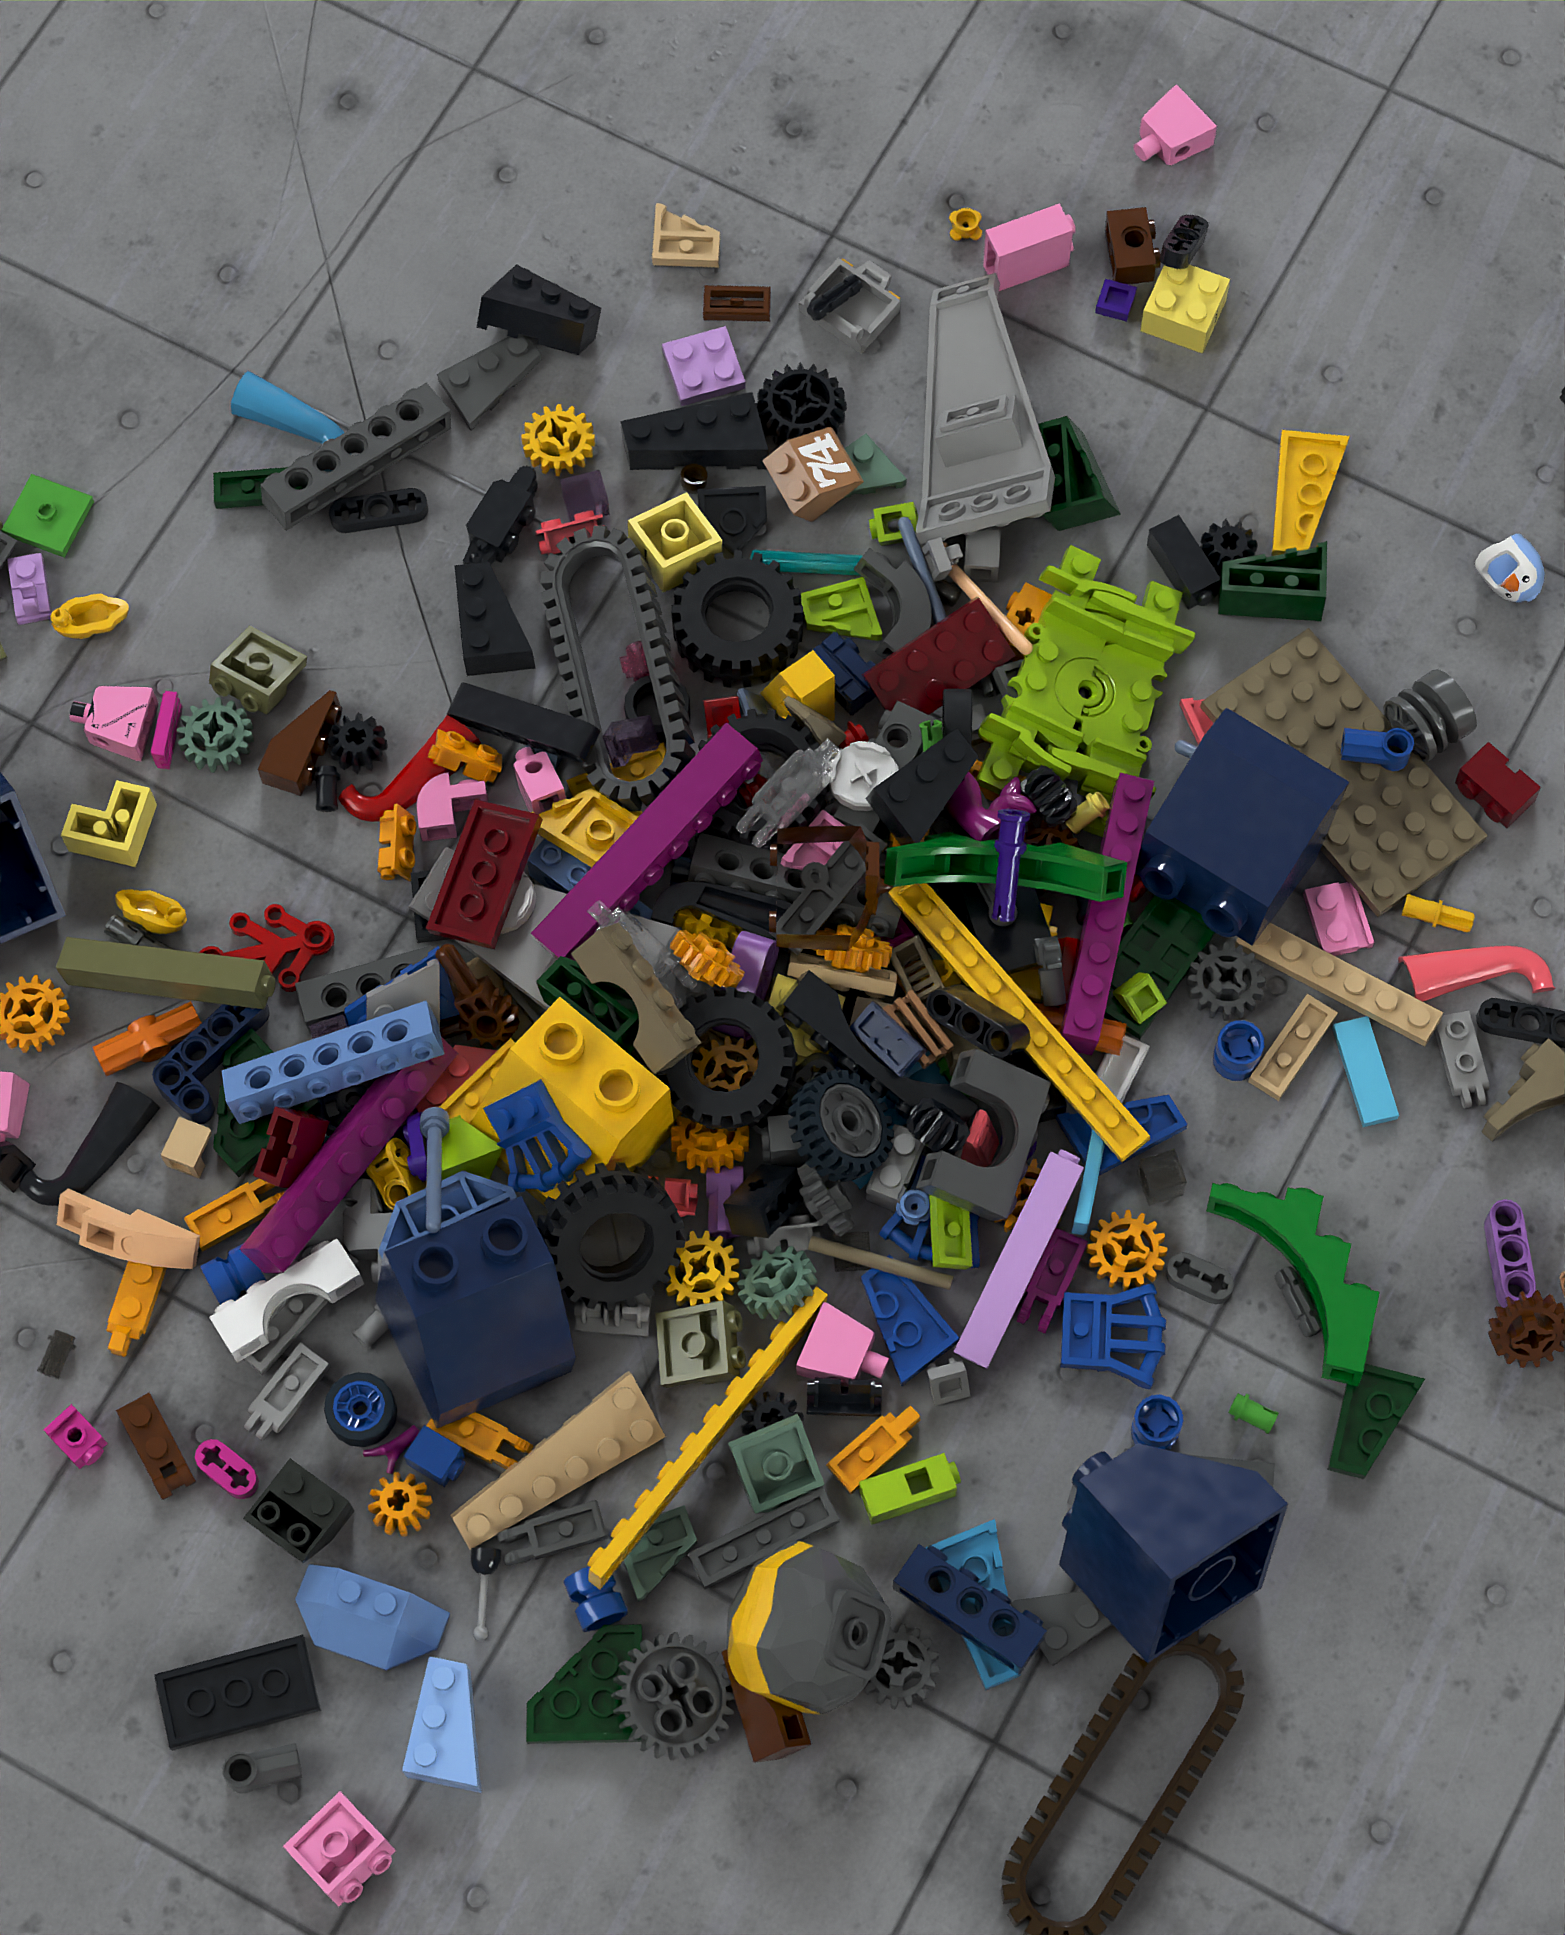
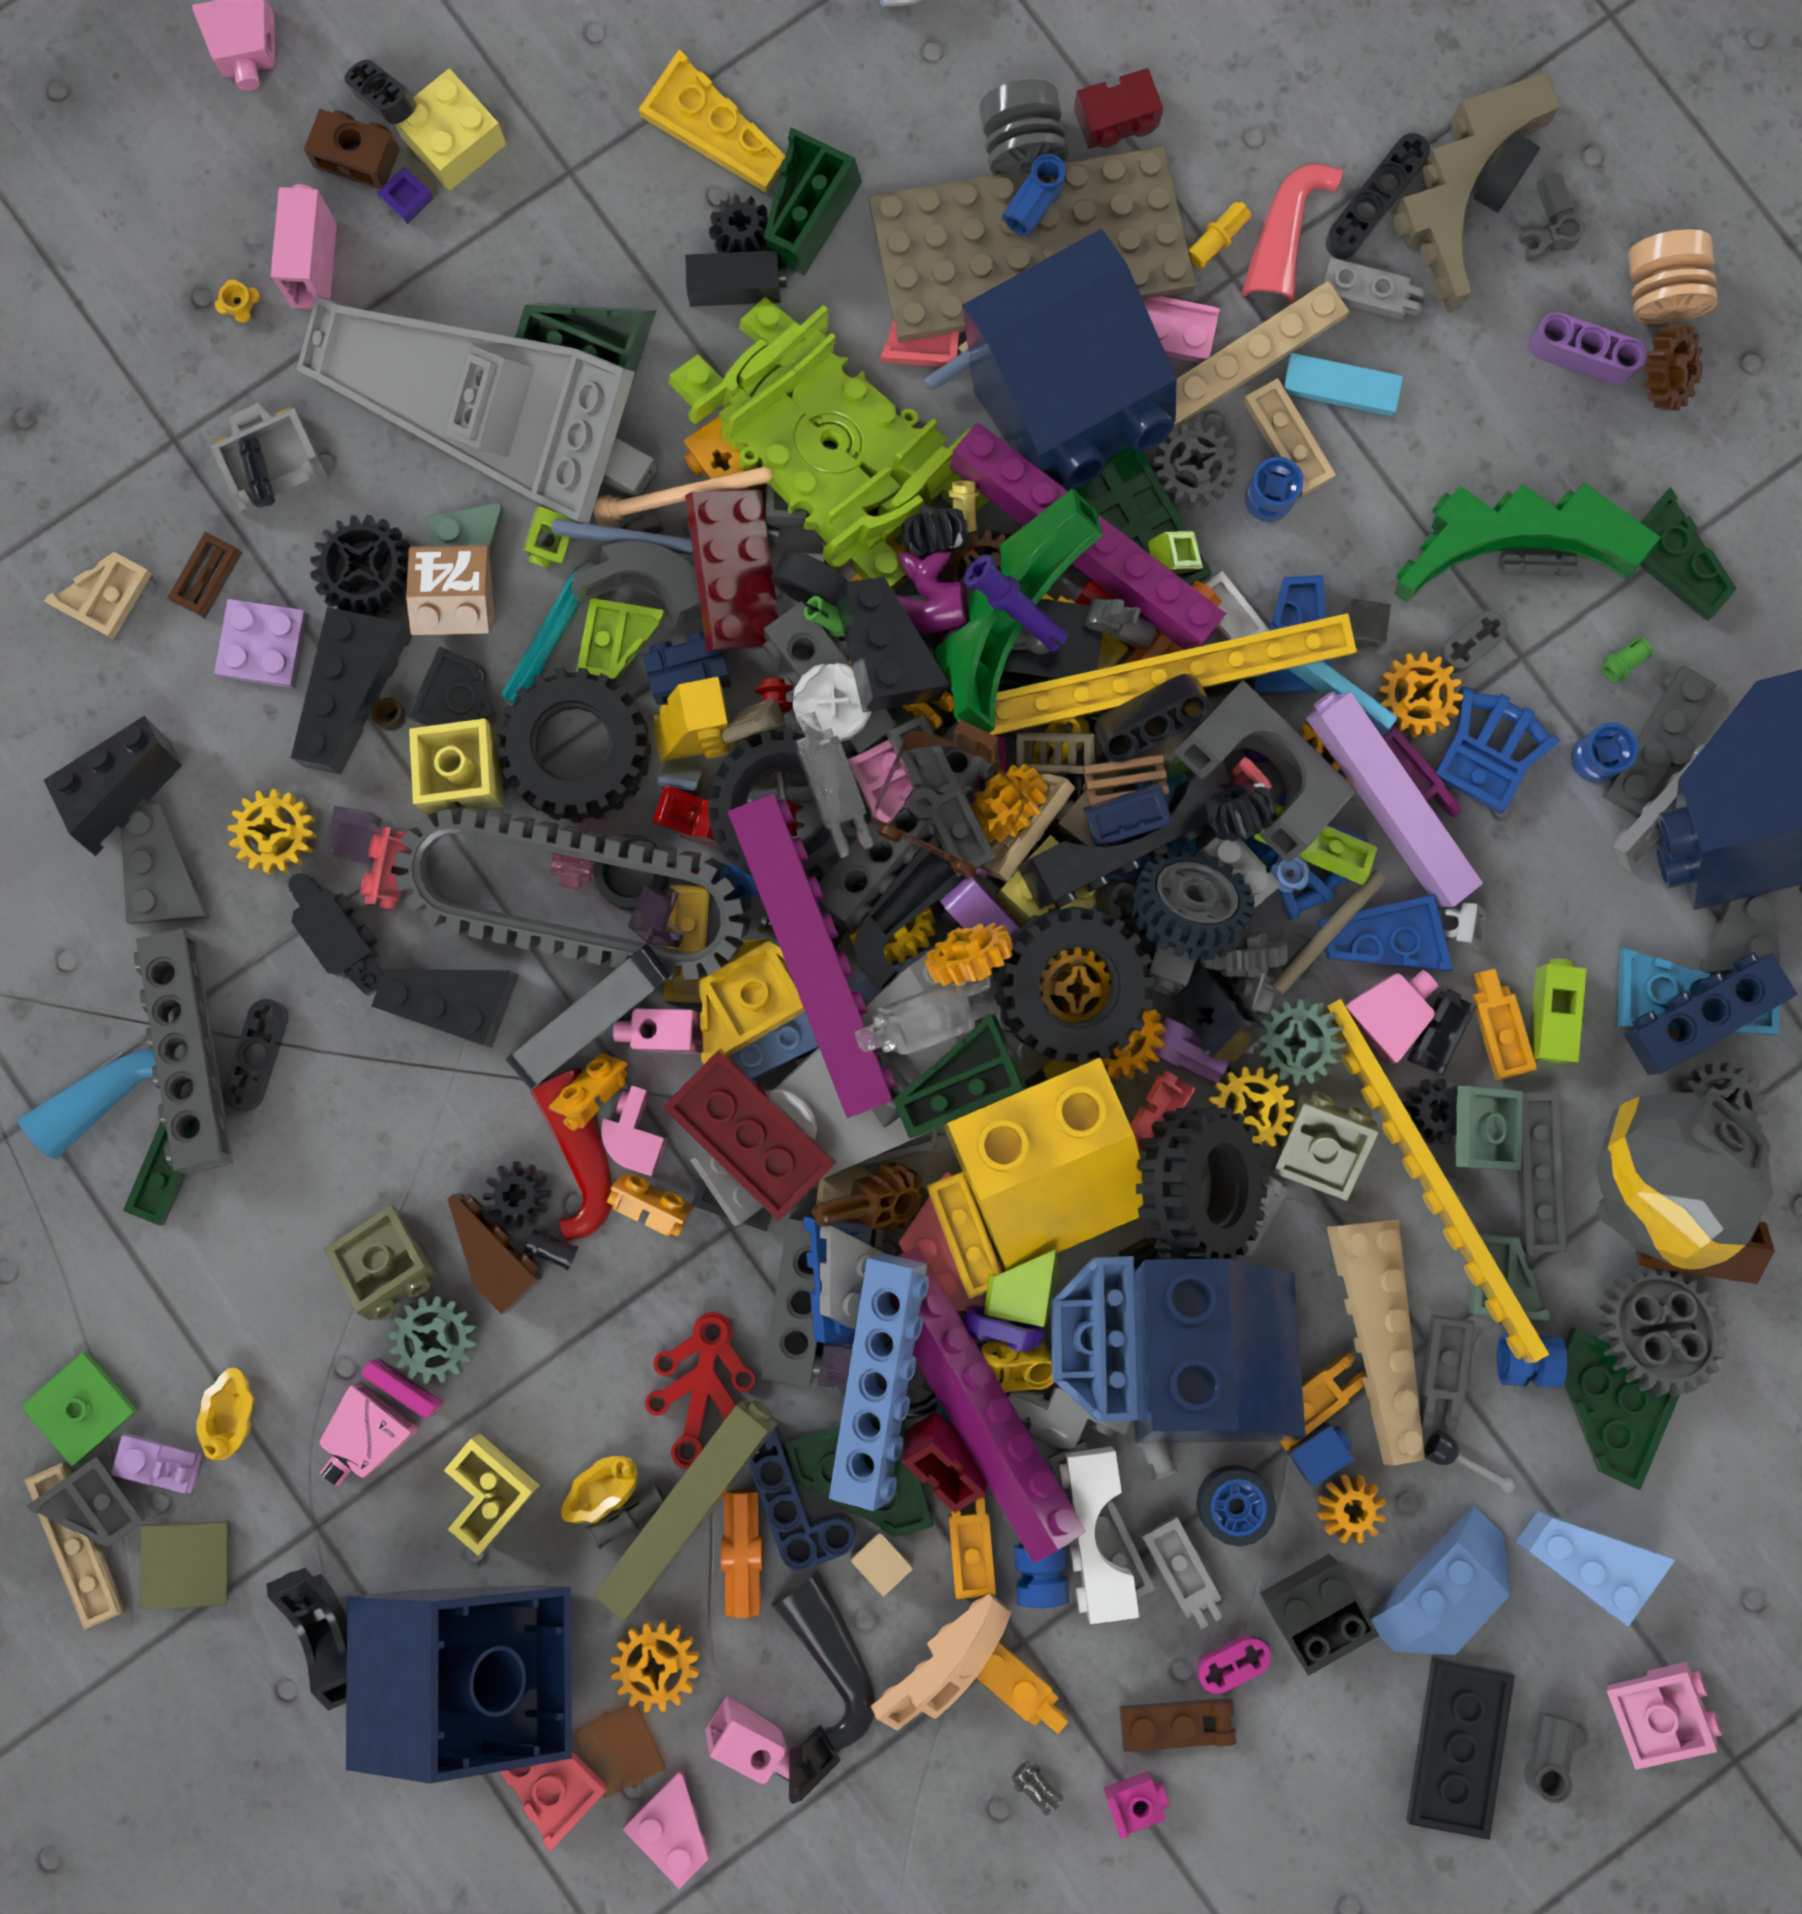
camera: 70 degrees left, 15 degrees up
(394, 1447) = (1287, 1487): magenta bar -> none
(434, 1126) = (998, 1307): sand blue piece -> none
(531, 1114) = (1056, 1211): blue plate -> none
(663, 1031) = (943, 1049): dark tan arch -> none
(940, 558) = (617, 511): light grey tile -> none

